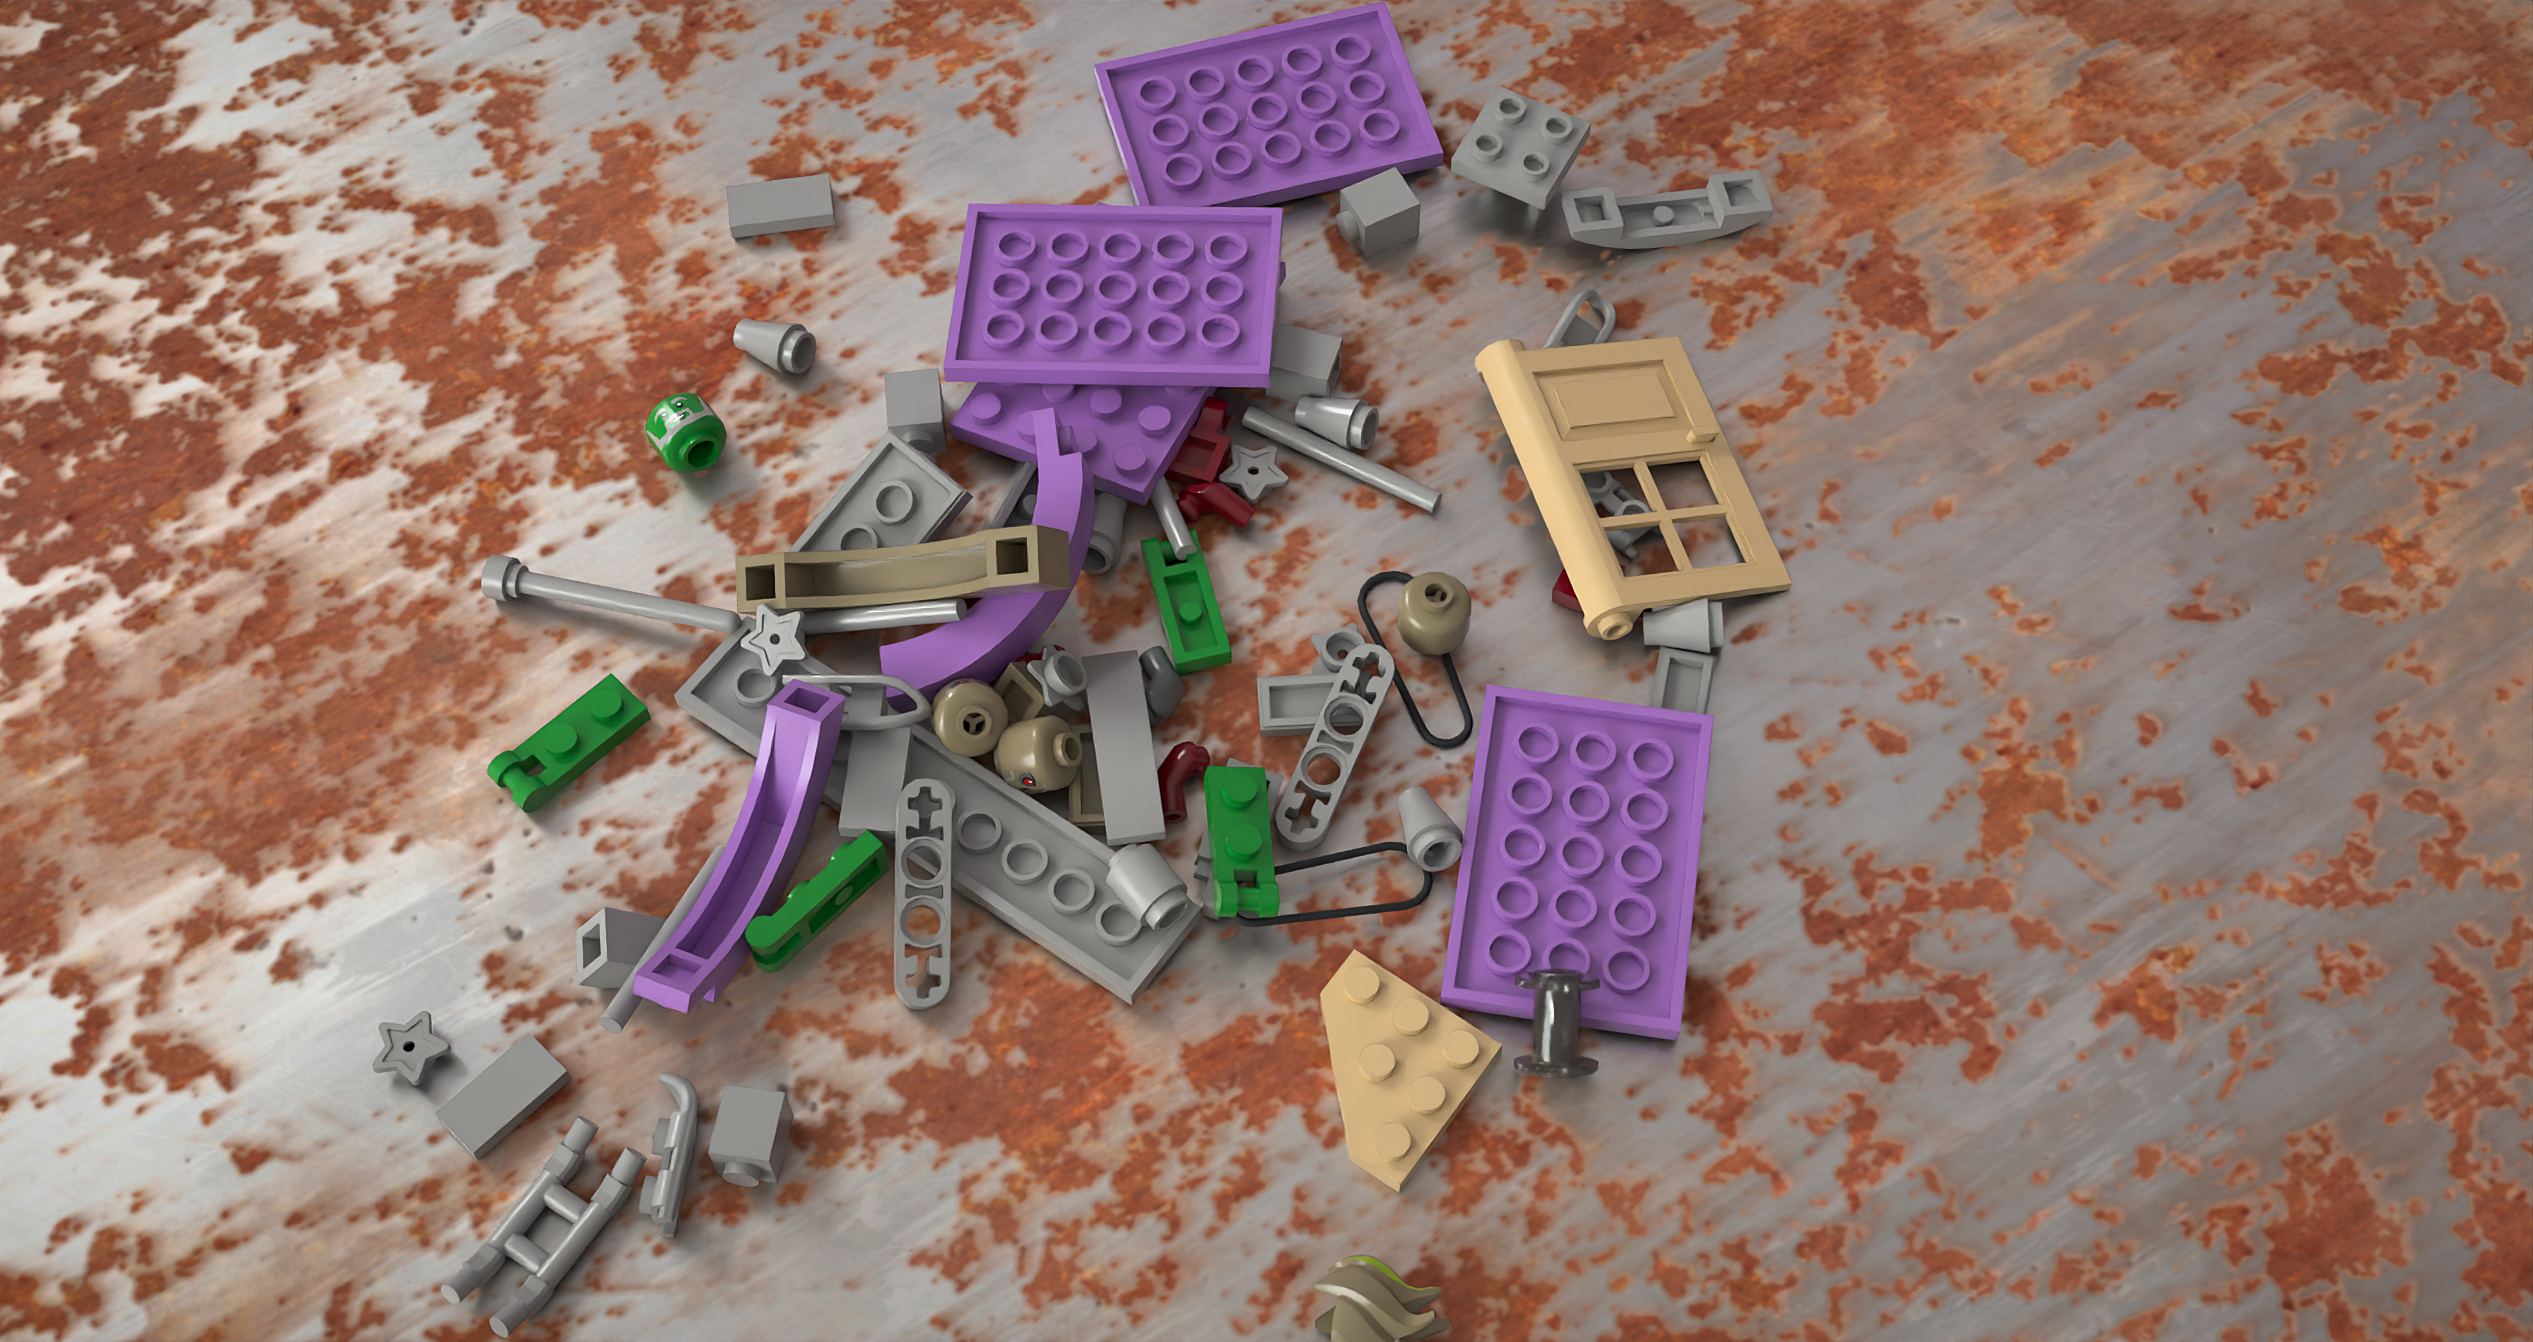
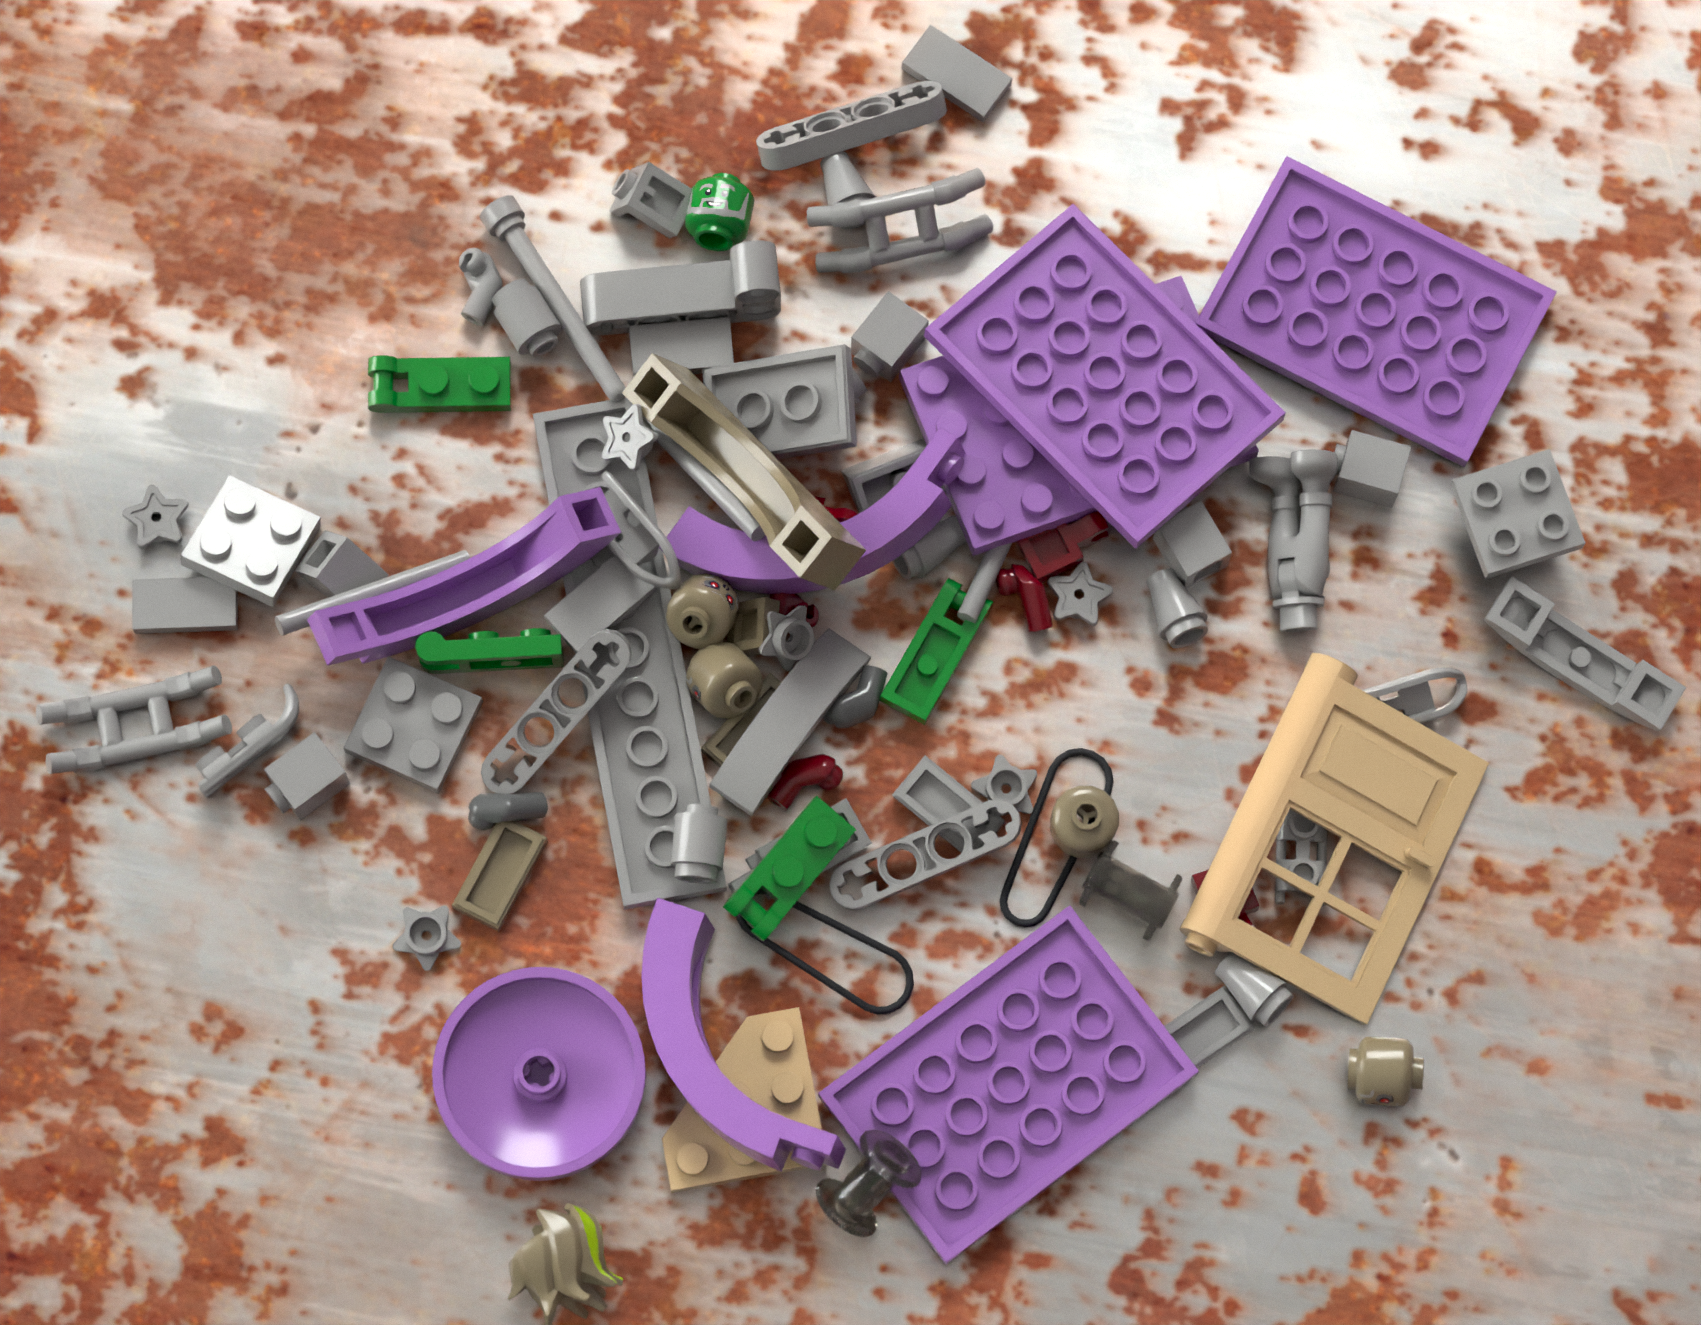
camera: 40 degrees right, 15 degrees up
(515, 993) = (250, 541): none -> plate
(531, 639) = (484, 282): none -> light grey arm
(597, 632) = (526, 318): none -> light grey brick
(618, 465) = (652, 198): none -> light grey bracket
(722, 508) = (735, 288): none -> light grey beam
(732, 297) = (851, 125): none -> light grey beam
(764, 533) = (687, 343): none -> light grey tile
(804, 1018) = (413, 724): none -> light grey plate
(816, 330) = (874, 212): none -> light grey piece
(937, 1021) = (494, 808): none -> dark grey arm
(978, 1159) = (433, 922): none -> light grey plate
(997, 1069) = (499, 873): none -> dark tan tile
(1196, 1188) = (539, 1073): none -> medium lavender dish
(1328, 1061) = (671, 998): none -> medium lavender arch
(1342, 459) = (1151, 640): light grey bar -> none
(1397, 316) = (1298, 532): none -> light grey piece
(1429, 833) = (926, 973): light grey cone -> none
(1521, 634) = (1130, 890): none -> clear smoke hose
(1844, 598) = (1384, 1071): none -> dark tan head

